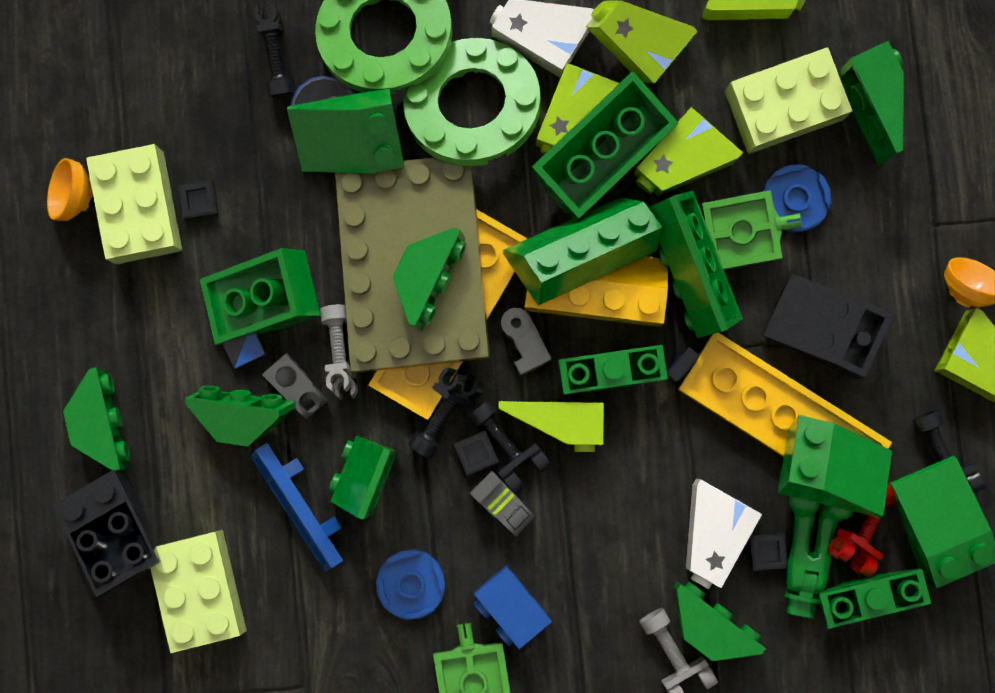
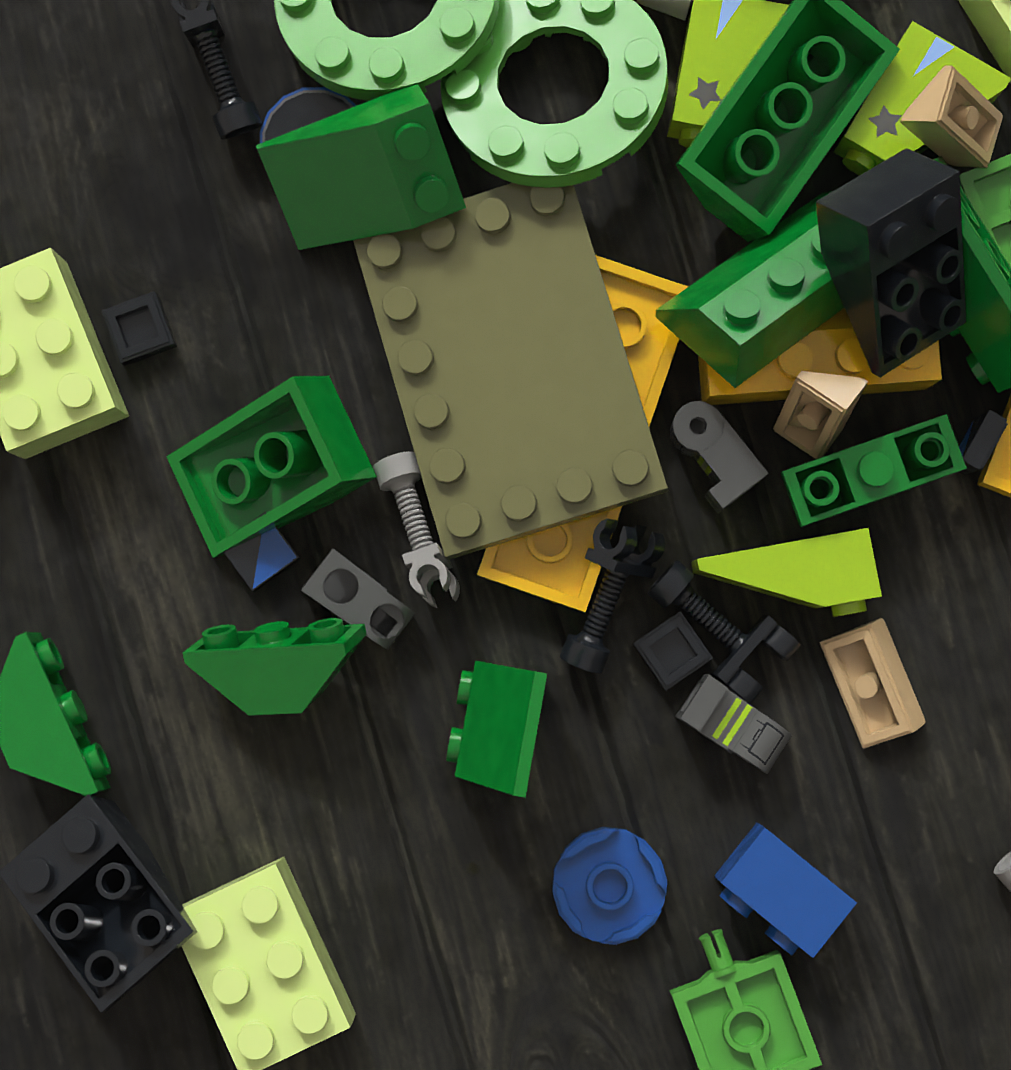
camera: 10 degrees left, 0 degrees up
(279, 481) = (435, 834): blue hinge -> none
(425, 274) = (537, 371): green slope -> none
(588, 328) = (818, 410): none -> tan slope
(591, 495) = (873, 683): none -> tan slope
(645, 248) = (897, 256): none -> black slope
(702, 171) = (954, 120): none -> tan slope

